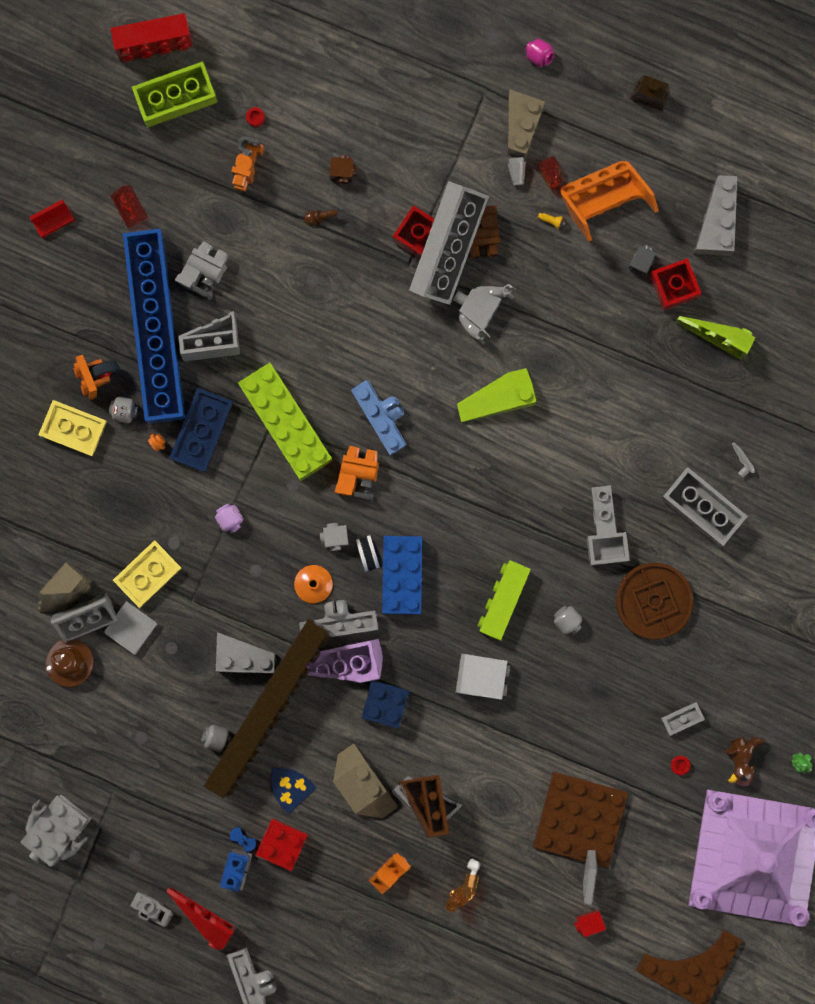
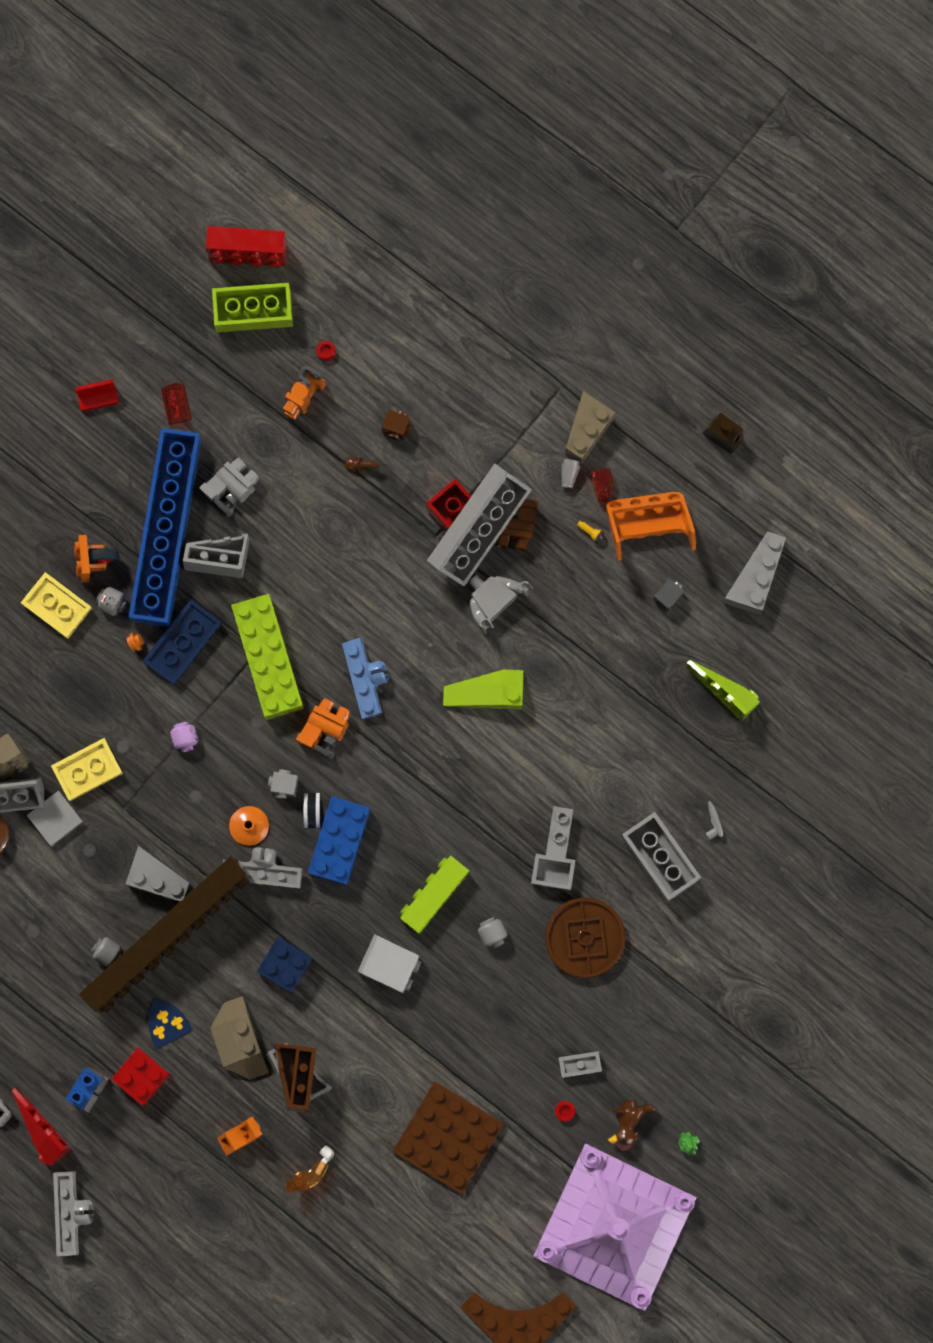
camera: 15 degrees right, 5 degrees down
(248, 844) = (99, 1056): blue piece -> none
(352, 662) = (262, 913): lavender wedge -> none
(539, 52) = (624, 363): dark pink head -> none
(589, 876) = (439, 1196): light grey tile -> none
(589, 923) = (426, 1245): red brick -> none
(675, 284) = (694, 627): red brick -> none

